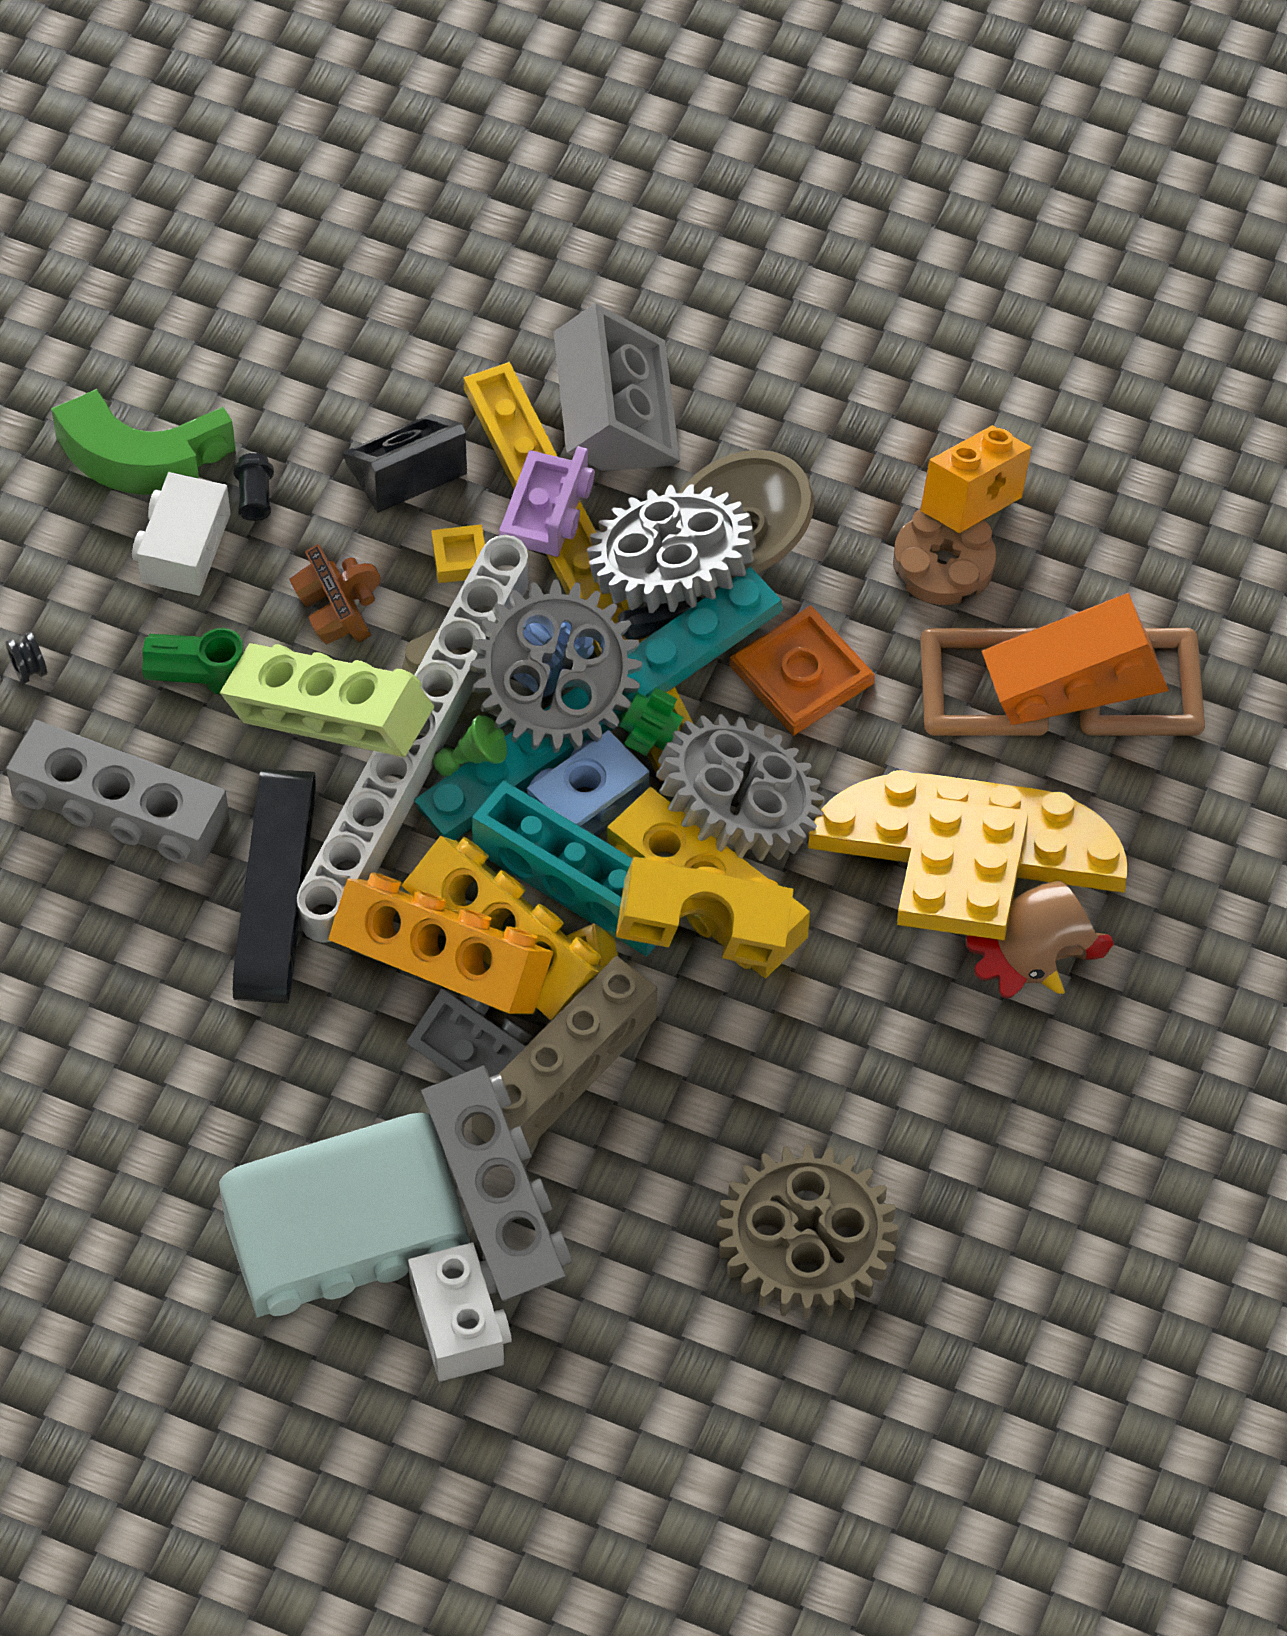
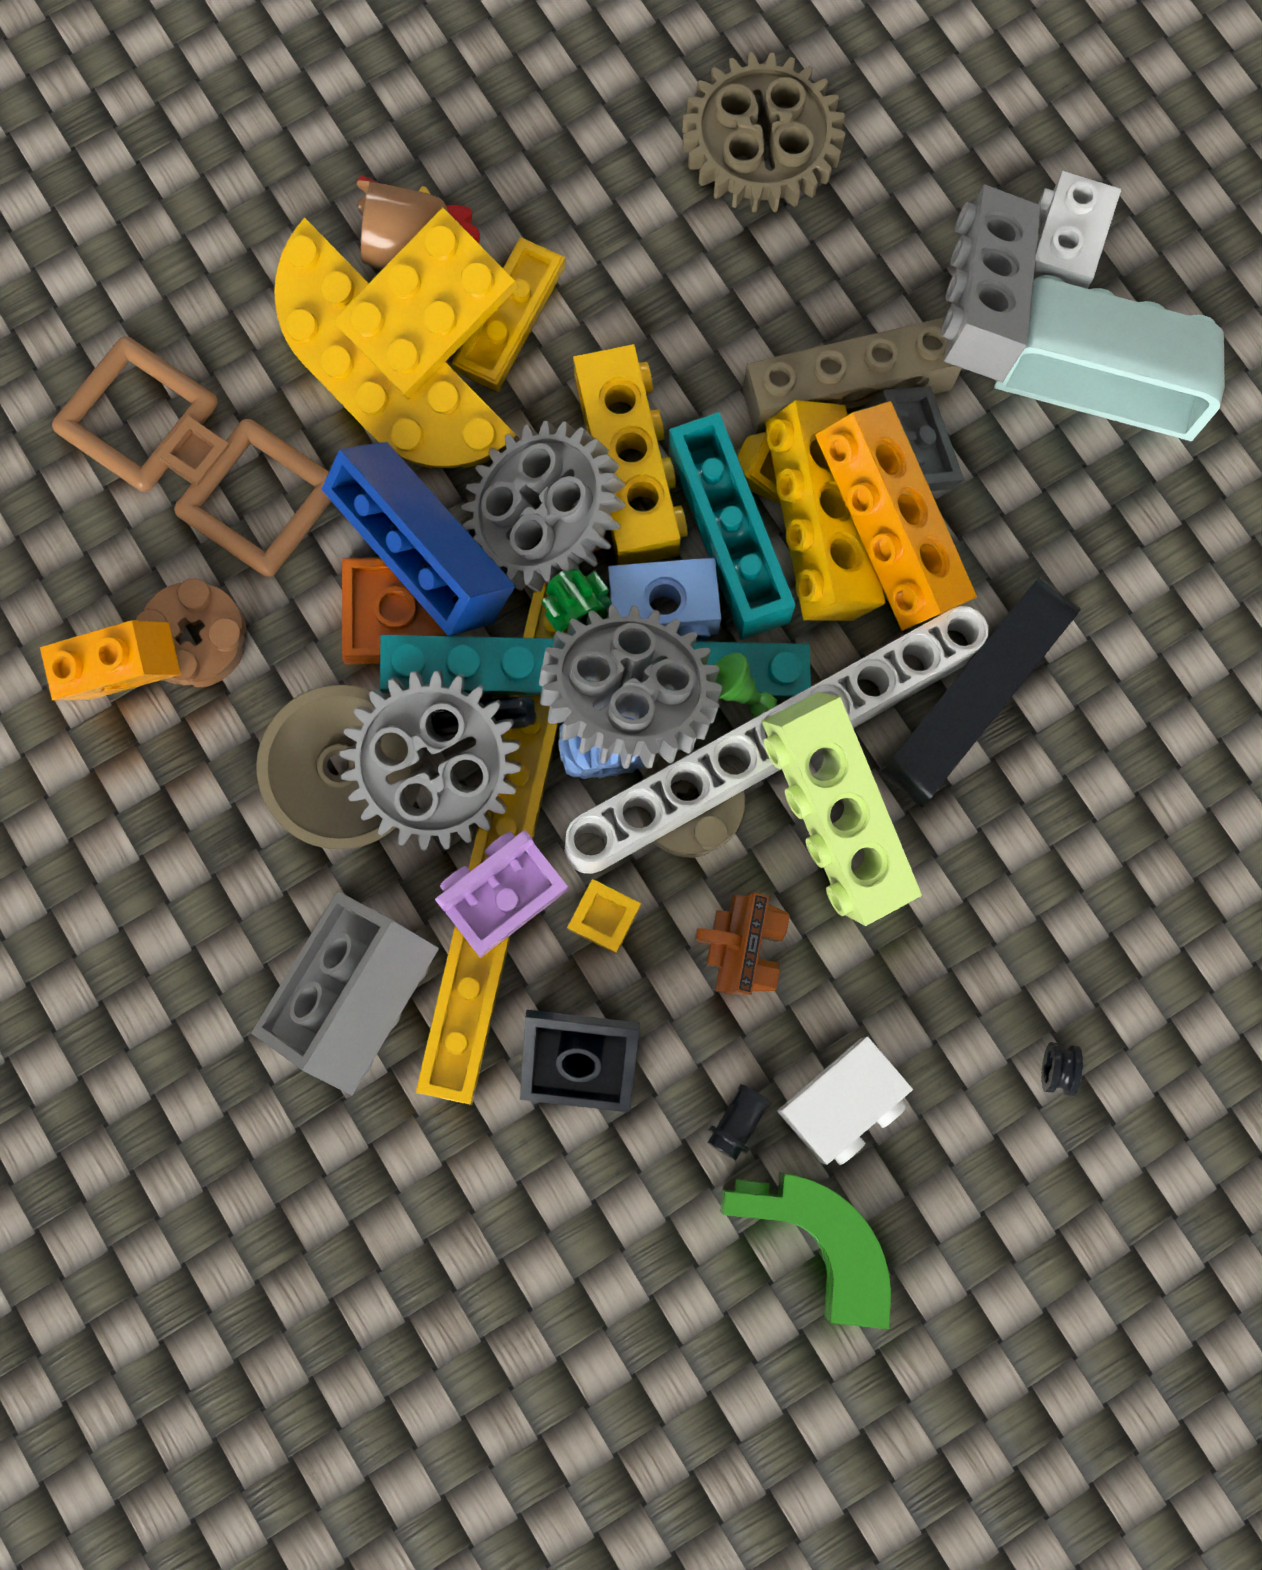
camera: 145 degrees left, 20 degrees up
(101, 772) = (1065, 899): light grey brick -> none
(192, 657) = (916, 964): green piece -> none
(749, 912) = (699, 405): yellow arch -> none
(819, 700) = (417, 537): none -> blue brick
(904, 955) = (498, 341): none -> yellow tile
(1076, 663) = (185, 414): orange wedge -> none

